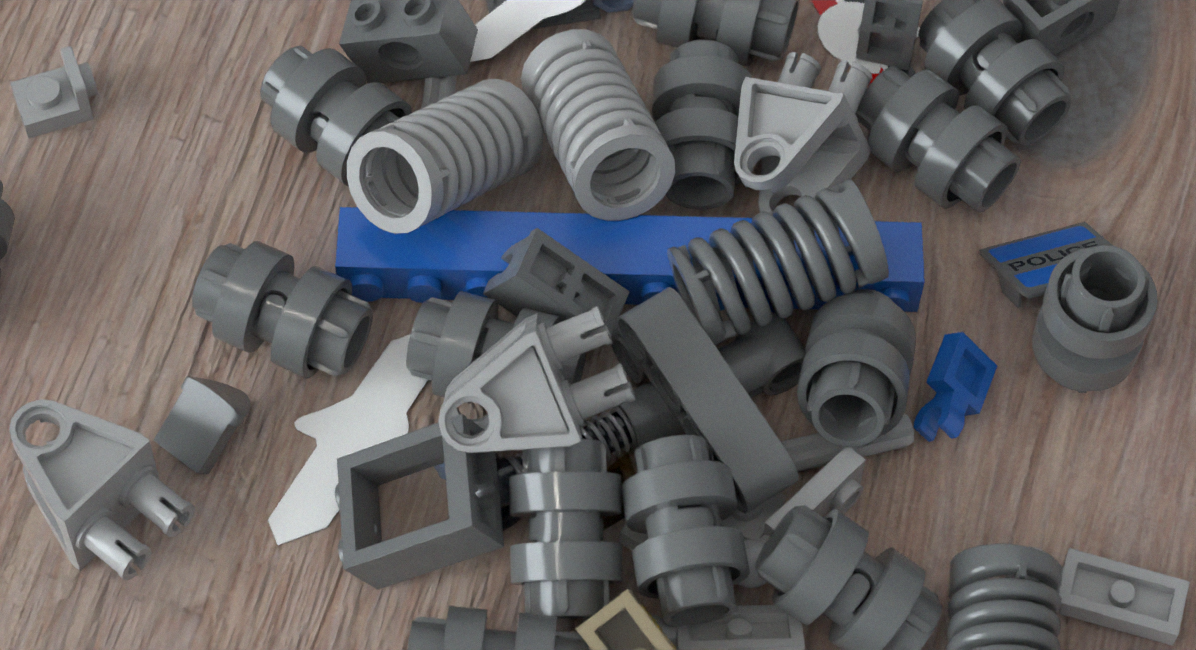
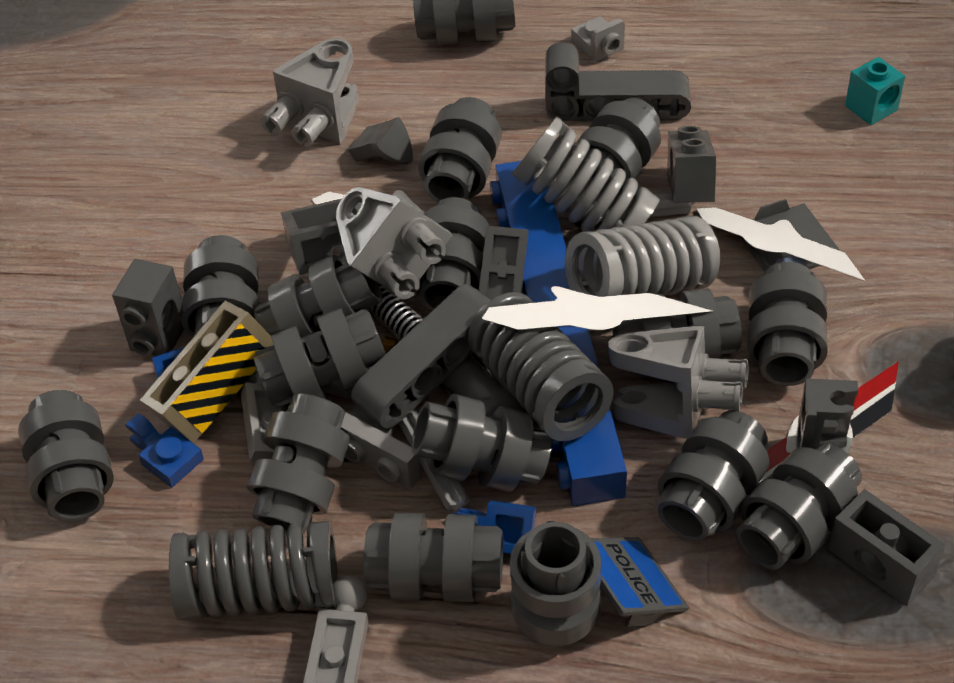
camera: 85 degrees right, 10 degrees down
(188, 136) = (583, 94): none -> dark grey beam
(722, 183) = (587, 310): none -> white sticker
(1010, 454) = (411, 556): none -> dark grey piece

